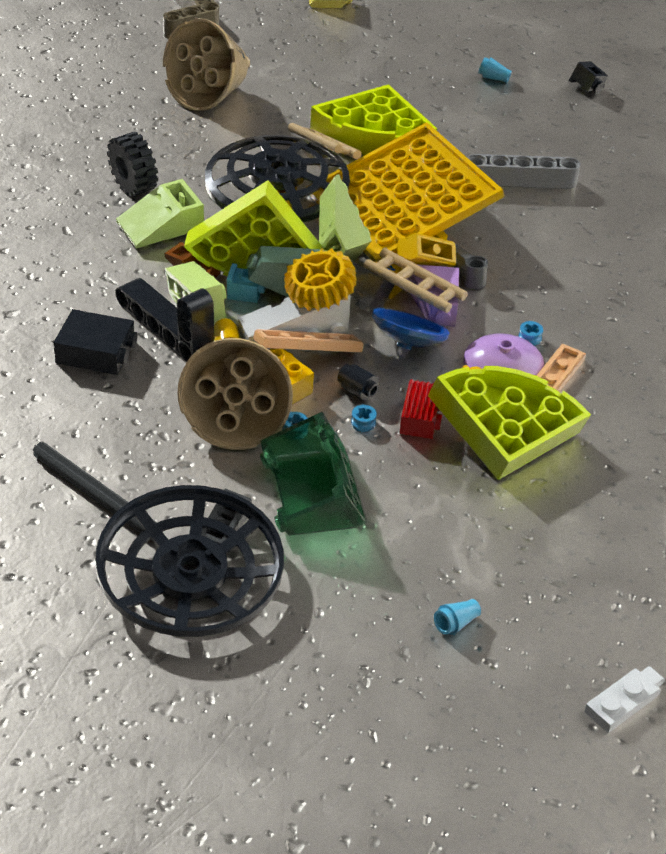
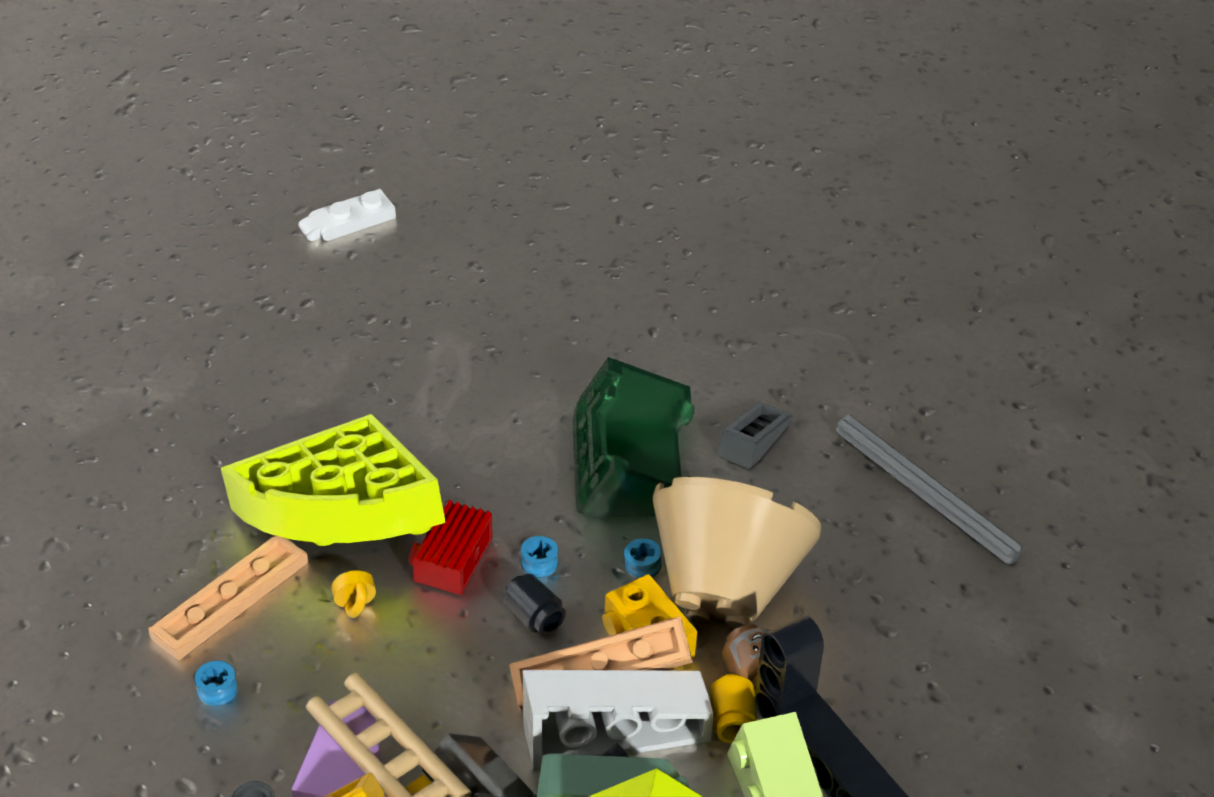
camera: 170 degrees left, 0 degrees up
(95, 341) = (951, 722): black brick -> none
(191, 550) = (820, 365): black dish -> none
(320, 279) = (573, 676): yellow gear -> none
(409, 328) = (414, 652): blue dish -> none
(455, 616) = (498, 294): medium azure cone -> none
(504, 351) = (285, 642): lavender dish -> none

